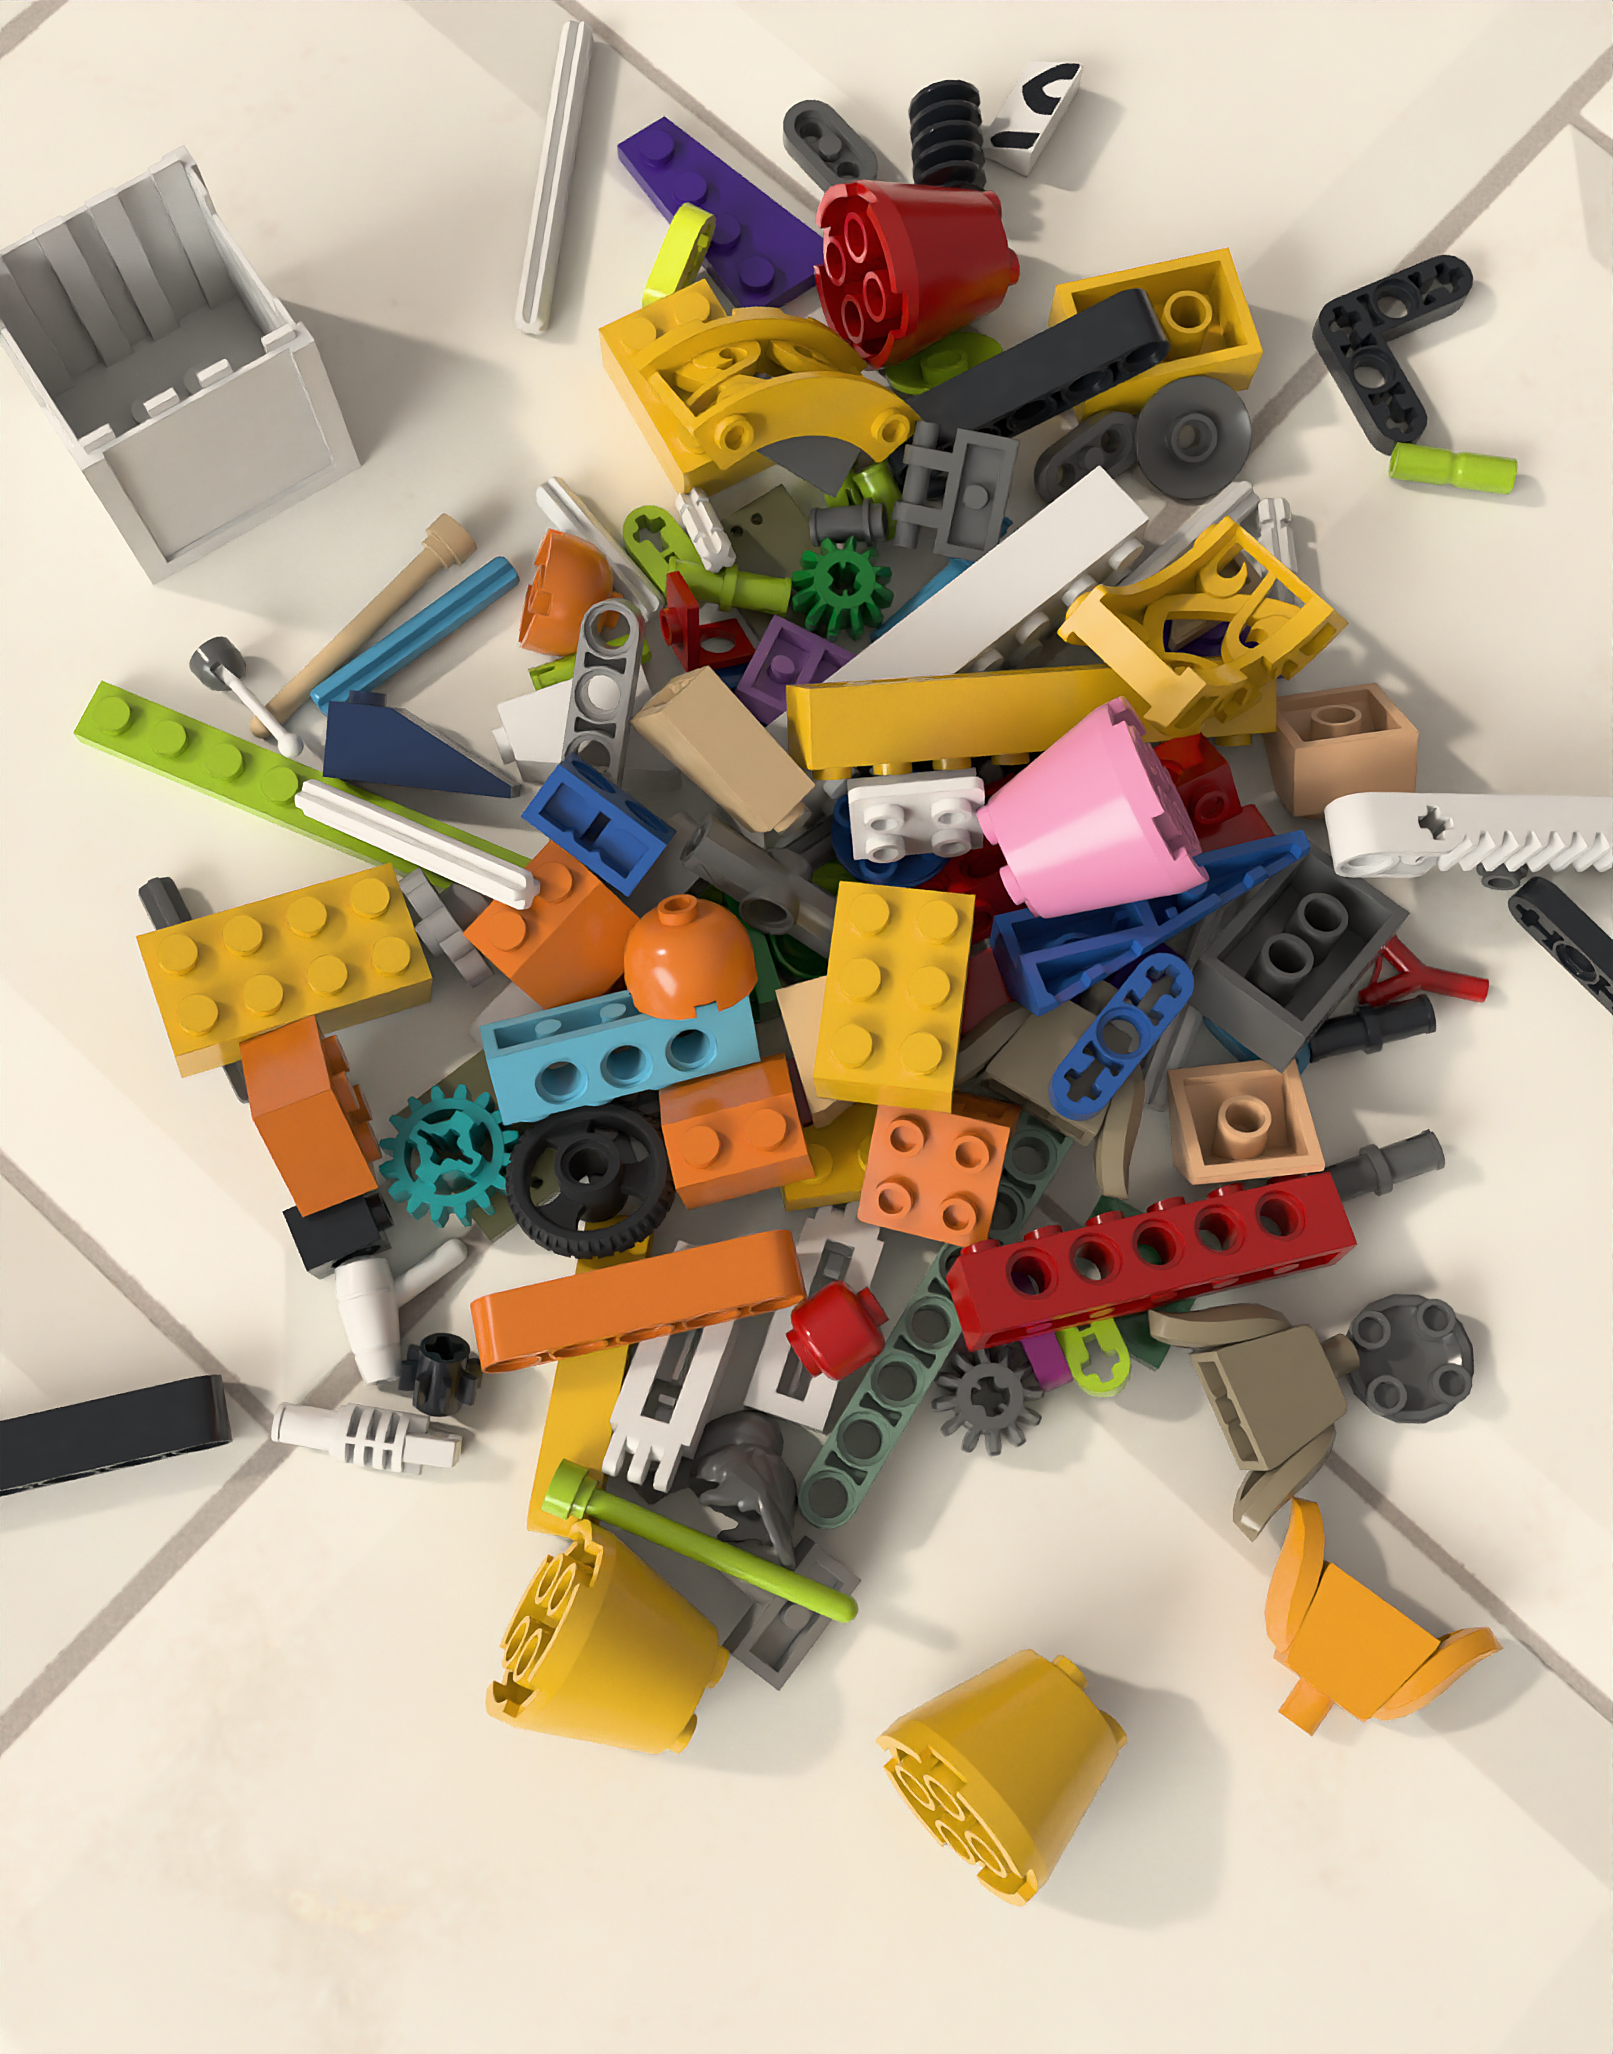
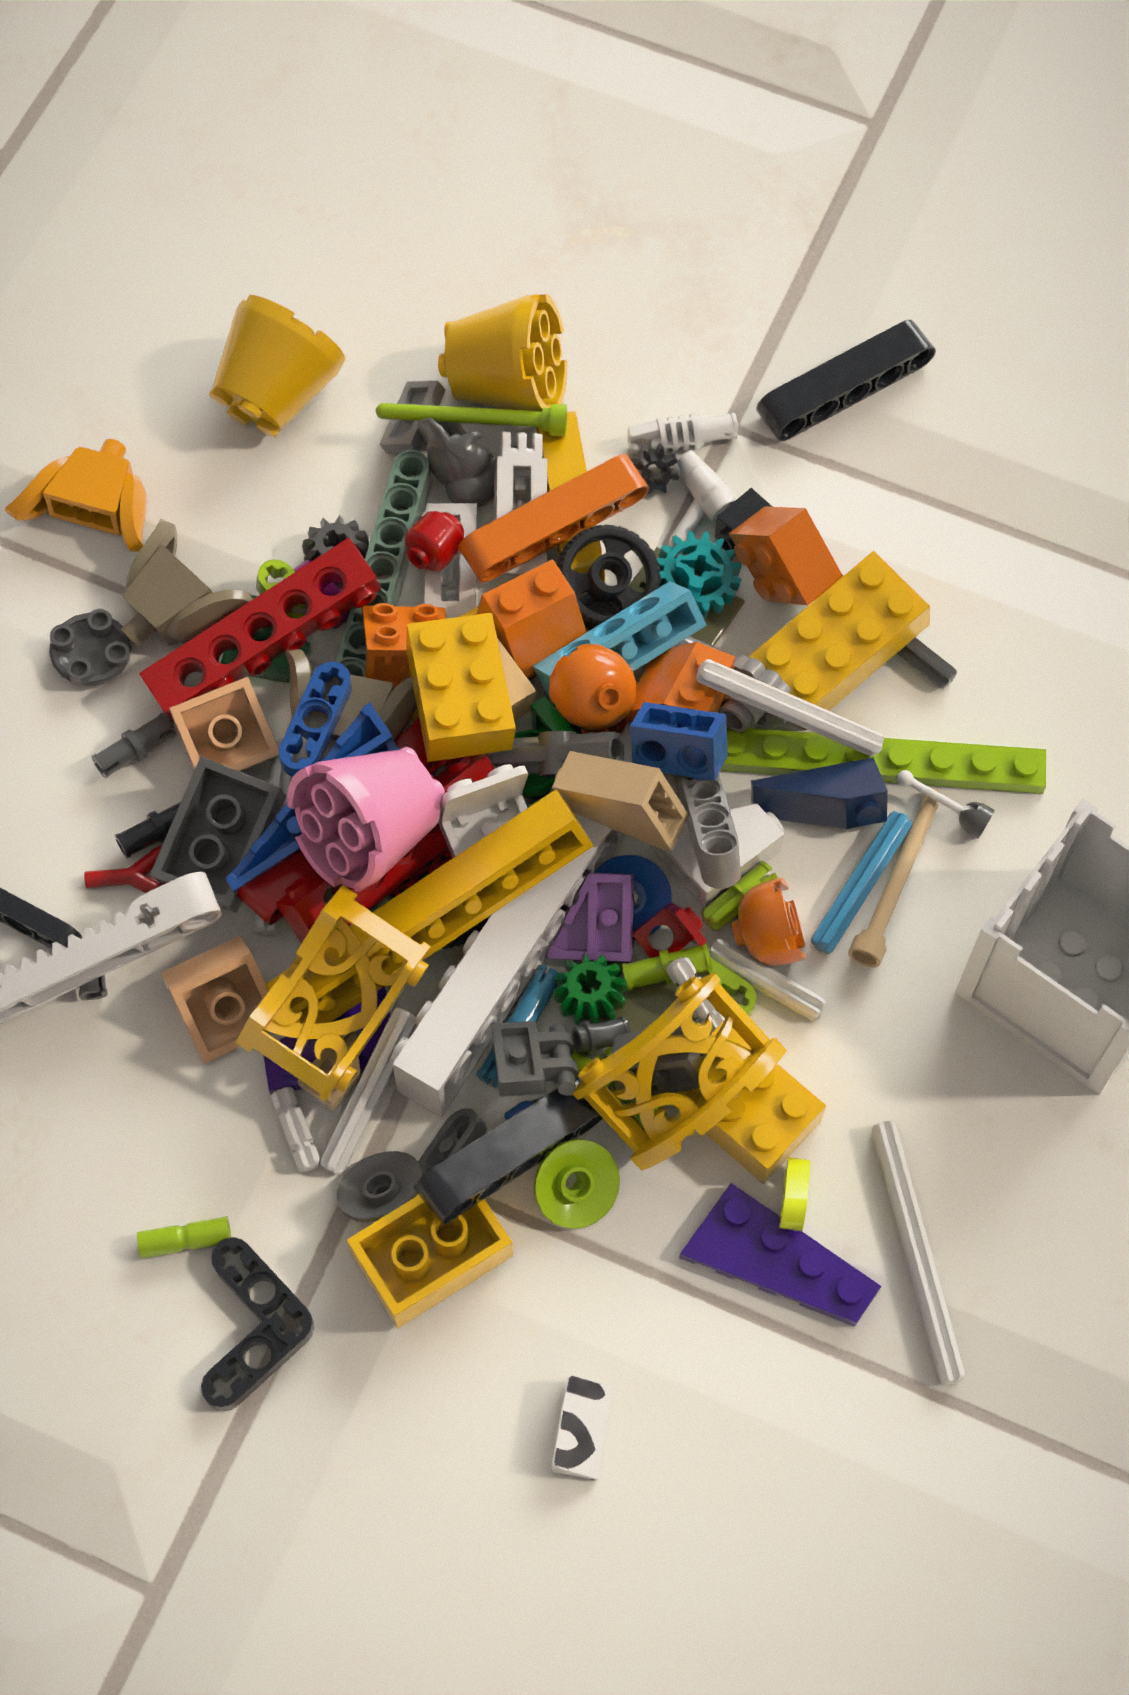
camera: 165 degrees right, 10 degrees down
(836, 152) = (724, 1332): dark grey plate -> none
(909, 265) = (619, 1230): red cone -> none
(947, 136) = (631, 1360): black piece -> none

